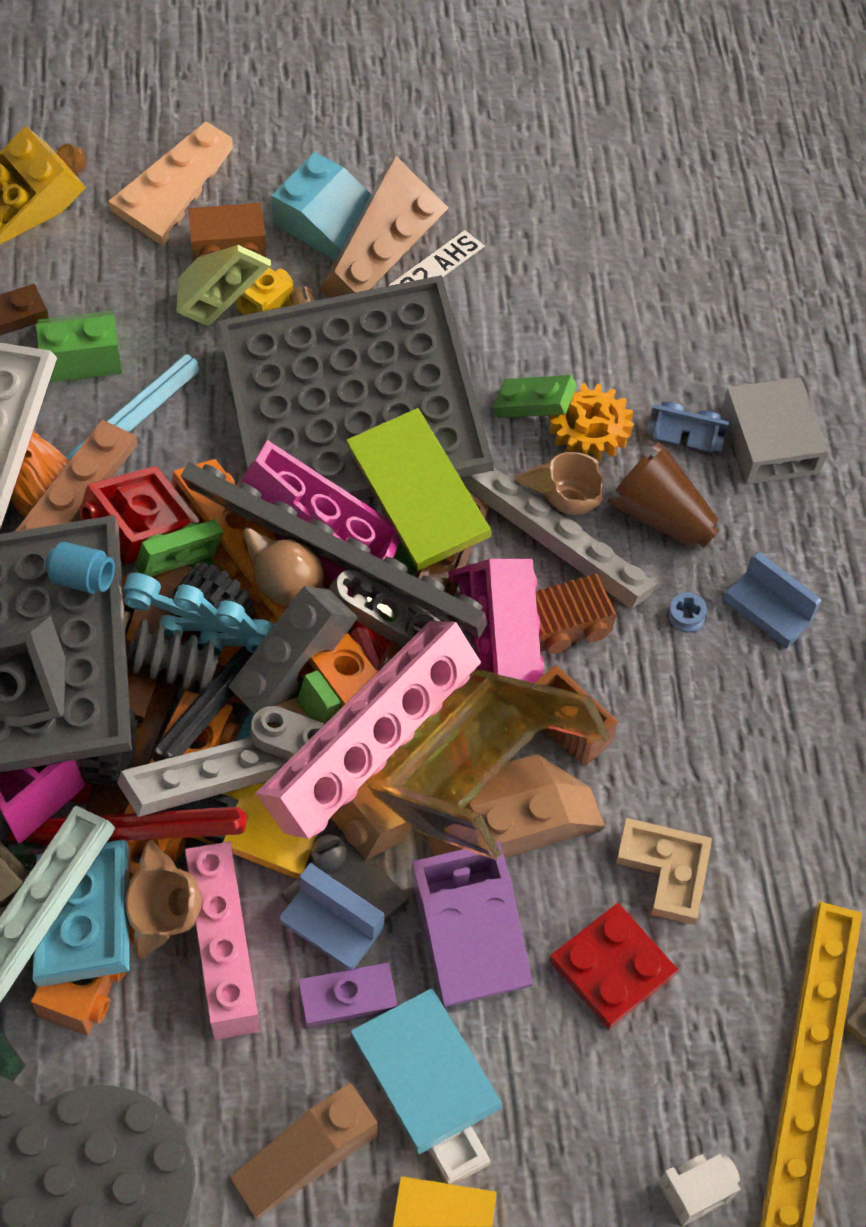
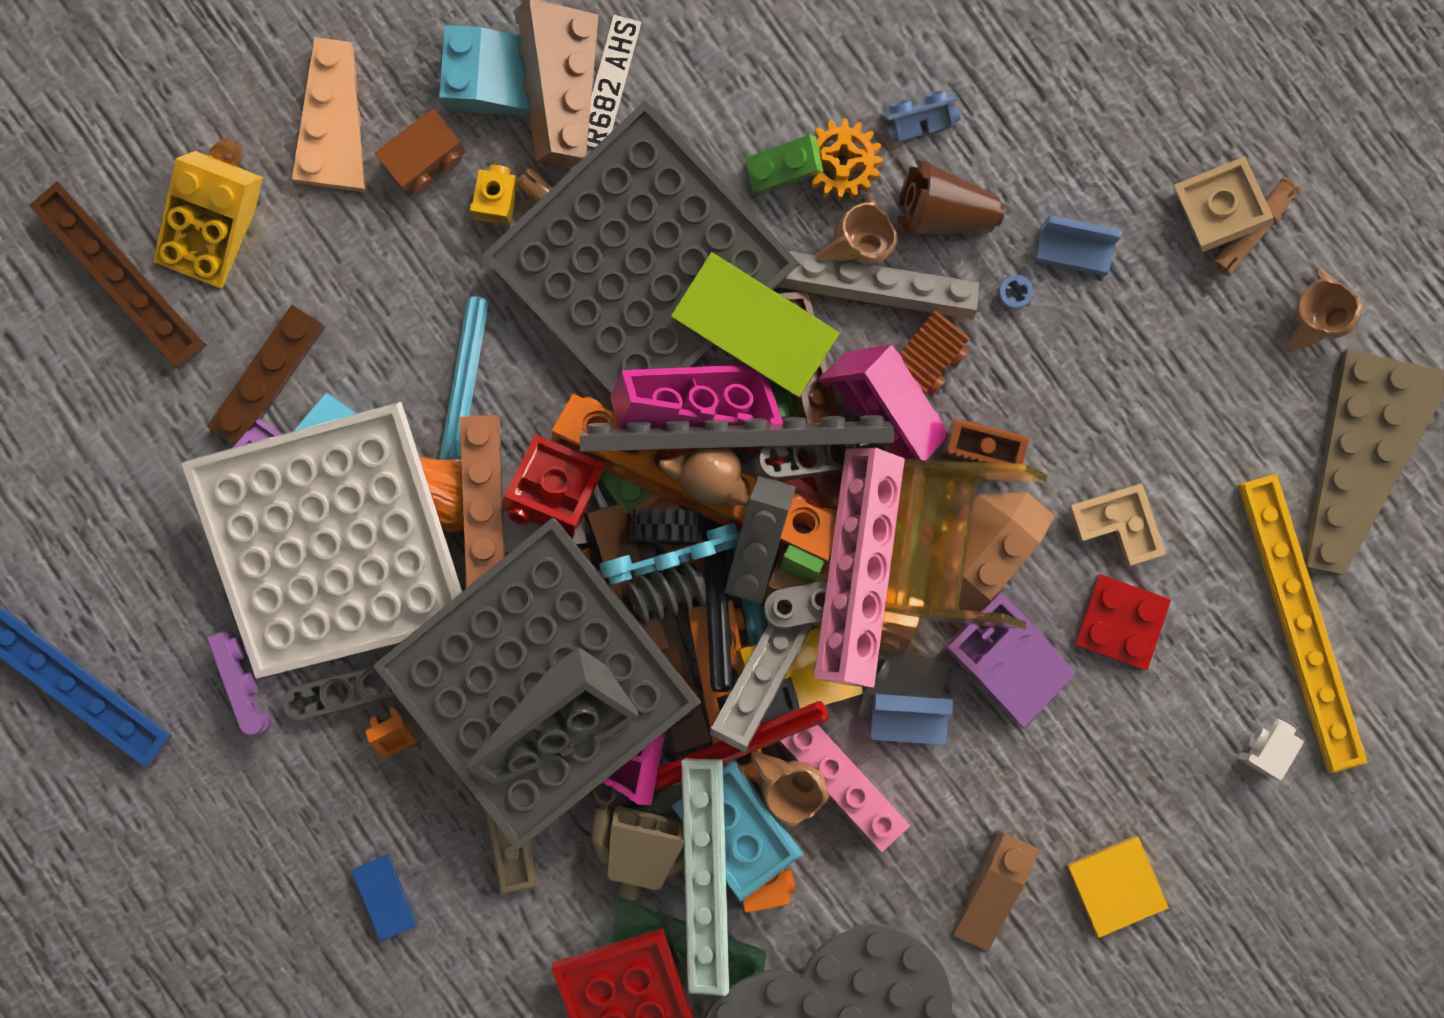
camera: 30 degrees left, 25 degrees up
(80, 567) = (565, 587): dark azure brick -> none
(82, 343) = (371, 339): bright green slope -> none
(180, 548) = (599, 513): bright green plate -> none
(217, 282) = (452, 223): yellowish green slope -> none
(347, 995) = (951, 761): medium lavender plate -> none
(426, 1070) = (1040, 783): medium azure tile -> none
(459, 1156) = (1094, 824): white tile -> none
(774, 430) = (992, 75): light grey brick -> none

